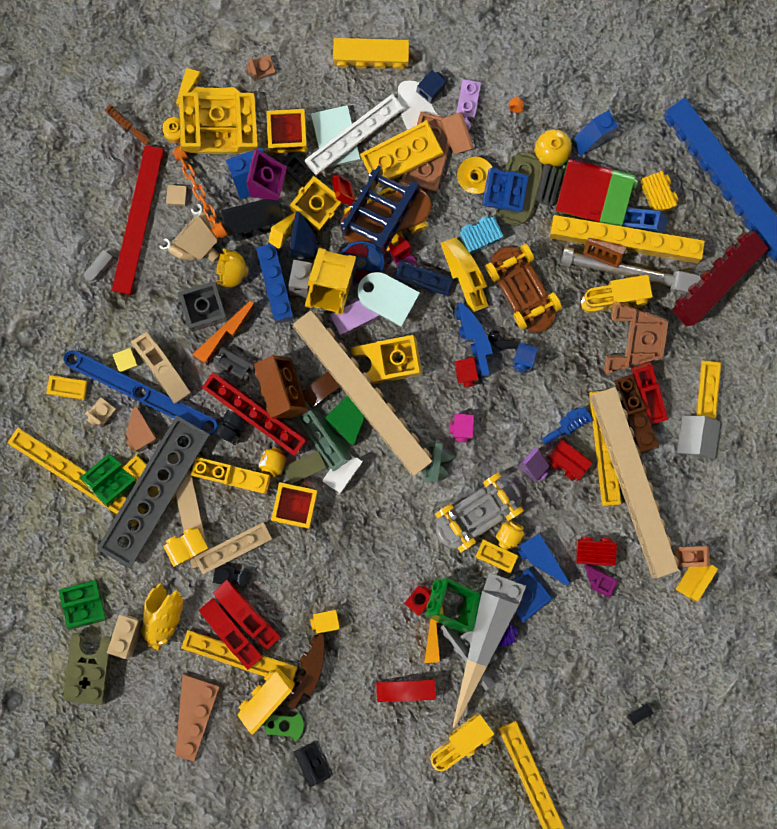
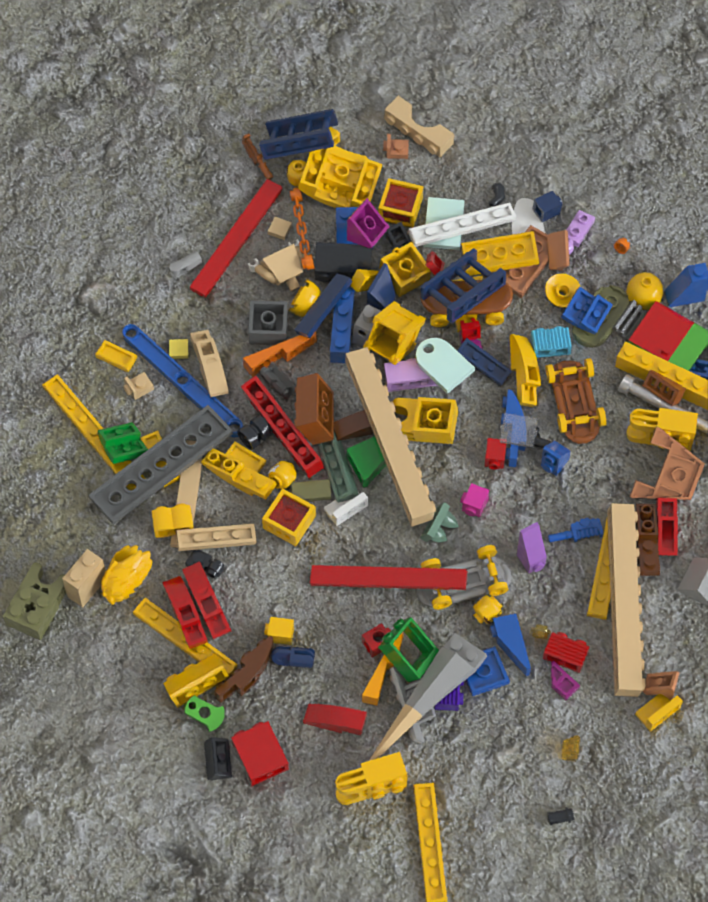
camera: 20 degrees right, 20 degrees down
(82, 605) = (54, 544): green slope -> none
(139, 432) = (167, 411): nougat slope -> none
(167, 102) = (301, 142): none -> dark blue fence
(194, 713) = (121, 676): nougat wing -> none
(230, 455) = (249, 458): none -> yellow tile
(251, 274) = (323, 305): none -> dark blue tile
(296, 46) = (435, 139): none -> tan arch
(347, 643) = (293, 656): none -> dark blue arm
(348, 748) = (260, 752): none -> red panel
(367, 259) = (435, 326): shield -> none
(370, 53) = (501, 164): yellow brick -> none
(377, 82) = (499, 192): none -> black arm
(409, 537) = (388, 577): none -> red tile
(482, 343) = (518, 430): none -> clear piece
(496, 556) = (467, 625): yellow plate -> none
(566, 540) = (540, 631): none -> clear yellow plate
(569, 460) = (568, 561): red brick -> none
(629, 645) = (570, 748): none -> clear yellow slope

